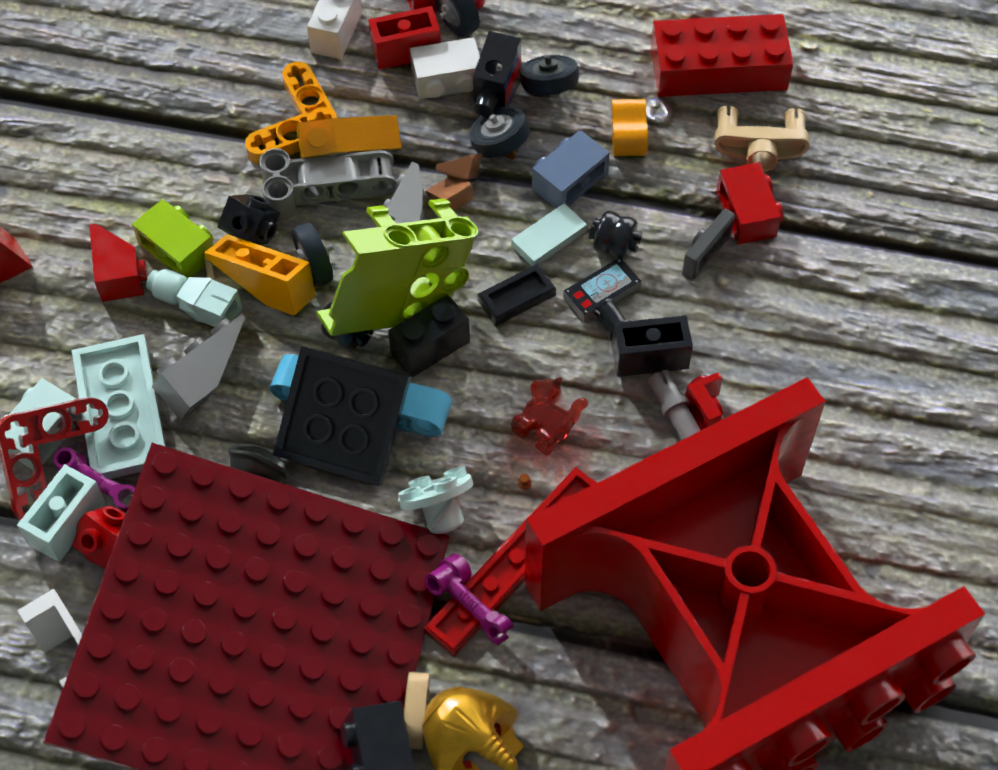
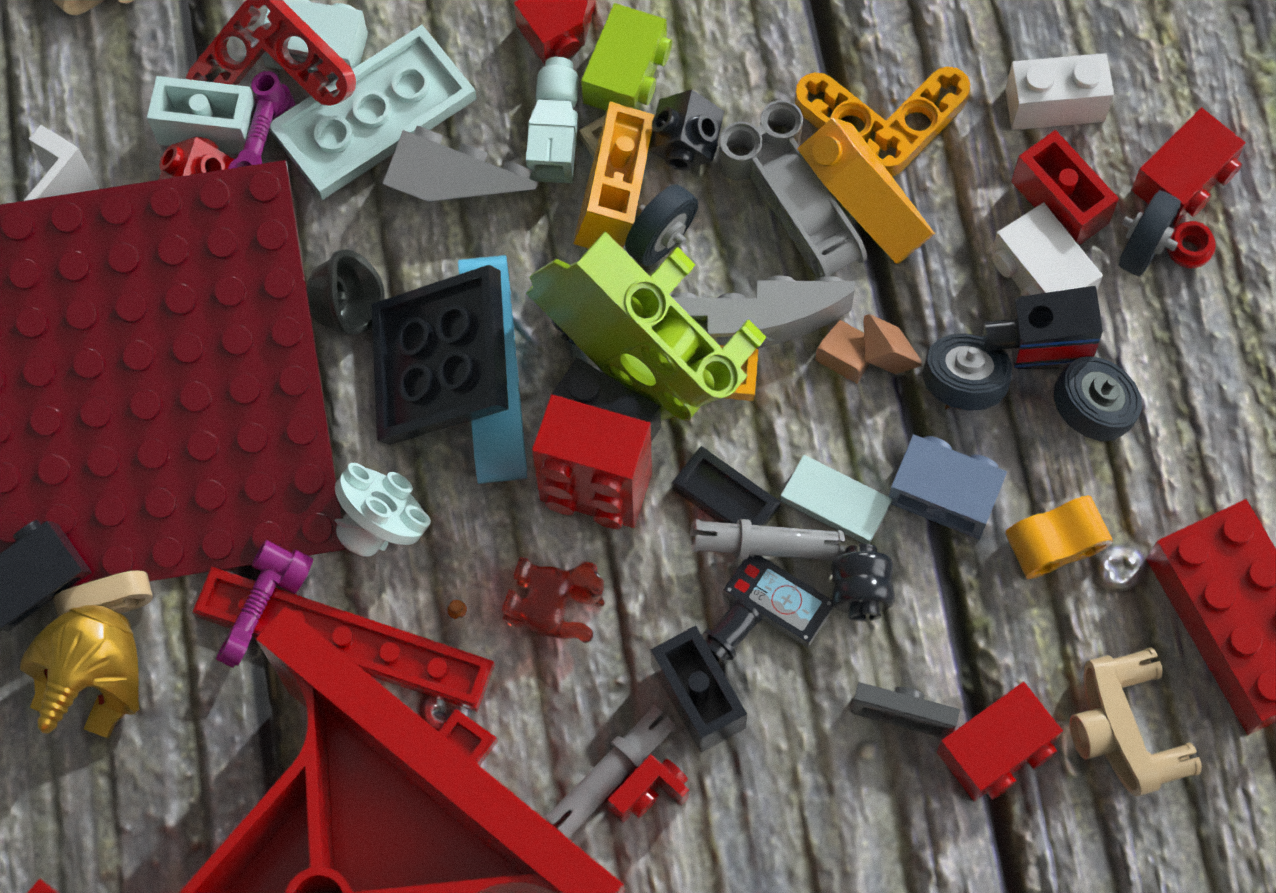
camera: 70 degrees right, 10 degrees up
(473, 340) = (592, 462): none -> red brick
(559, 285) = (749, 539): none -> light grey pin

